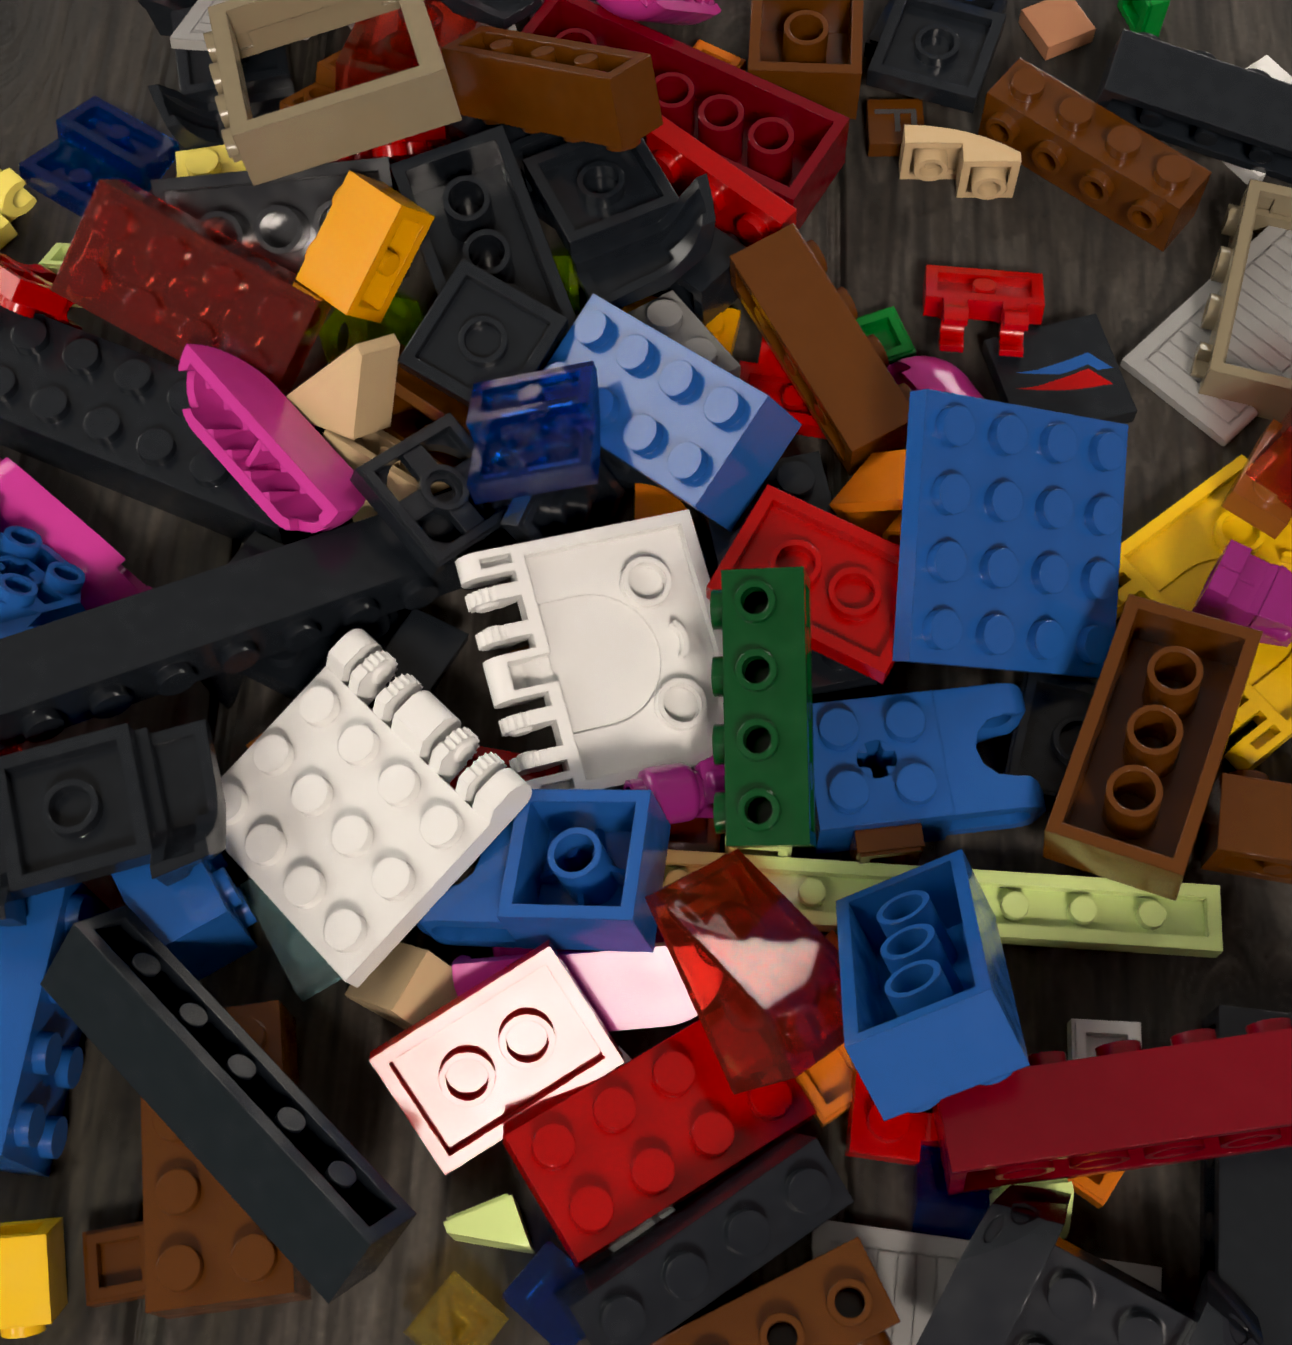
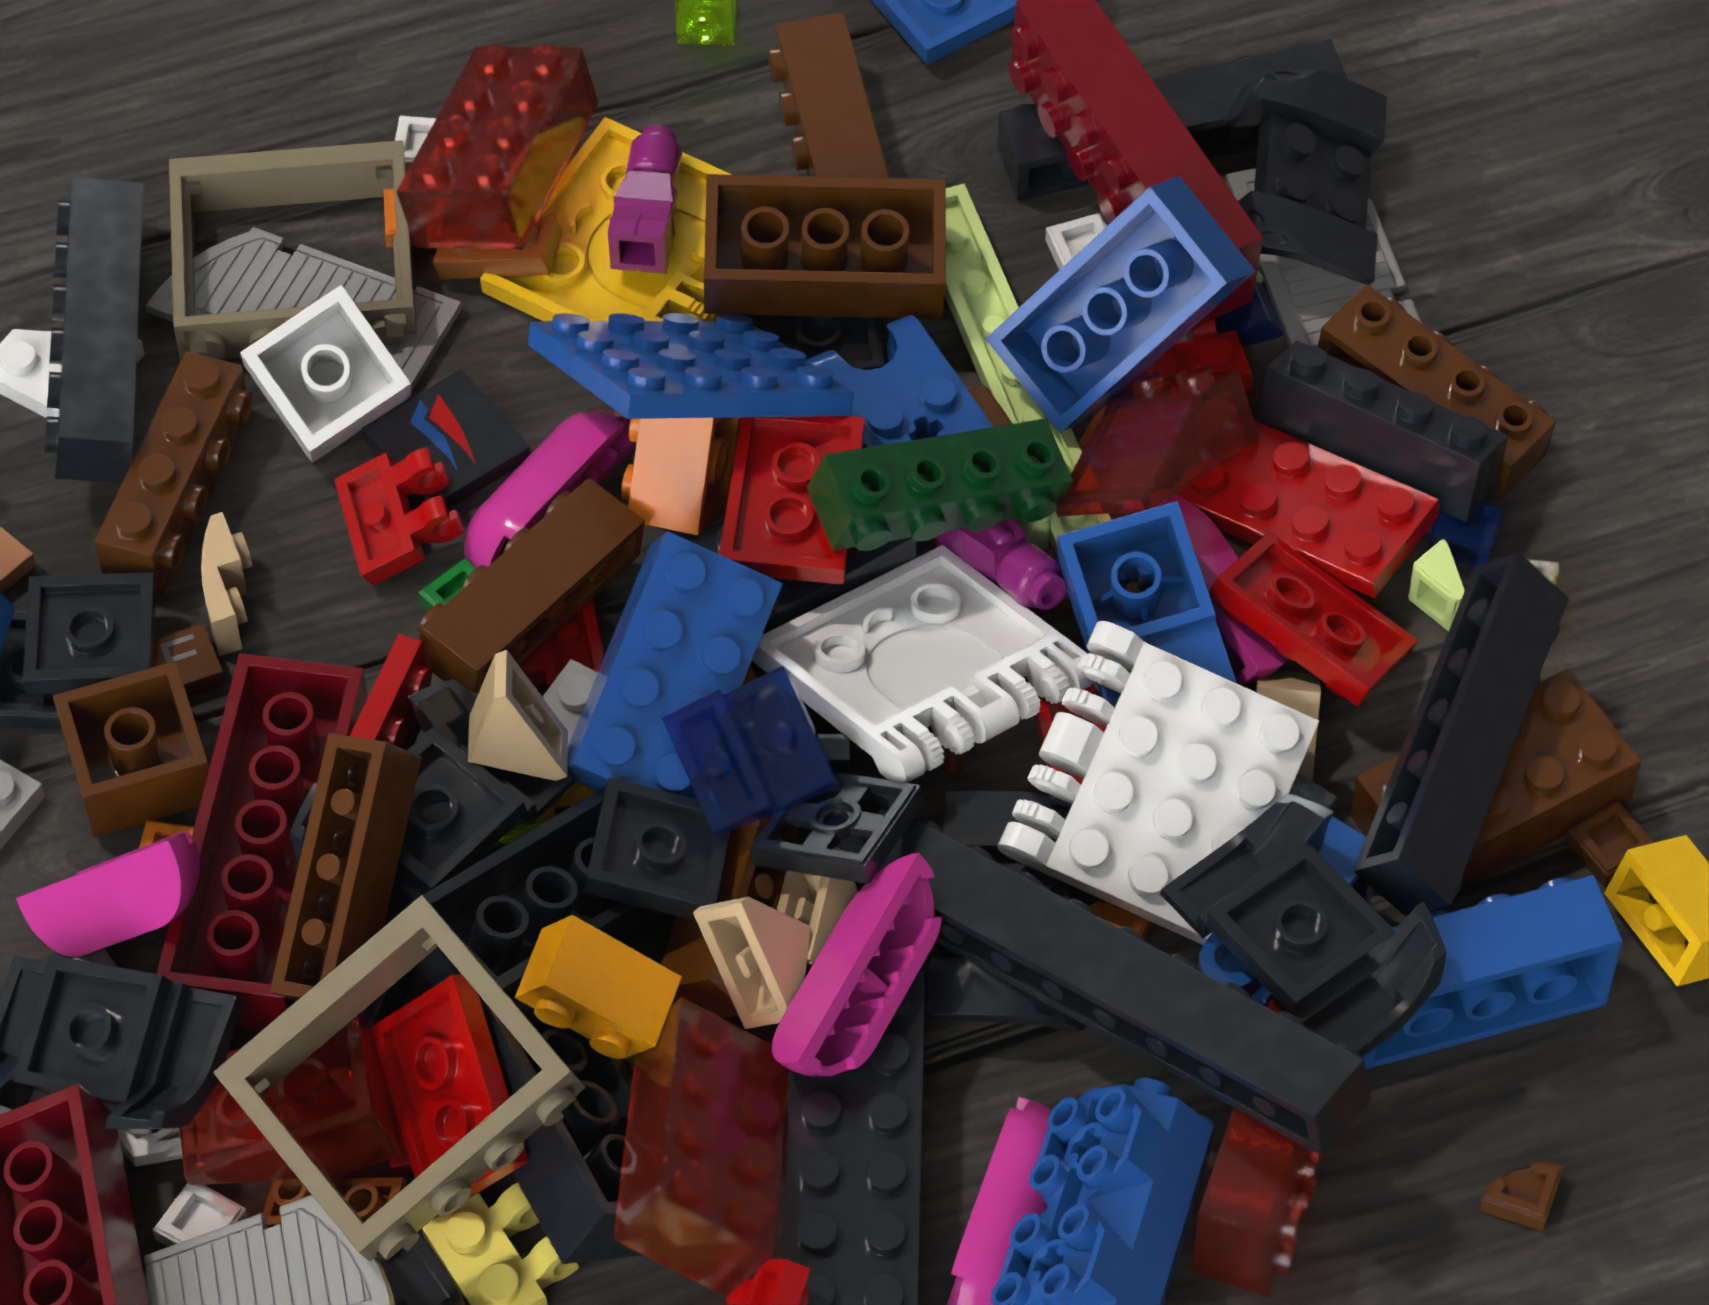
camera: 115 degrees left, 10 degrees down
(641, 254) = (515, 725): none -> tan slope
(1148, 272) = (326, 373): none -> white brick

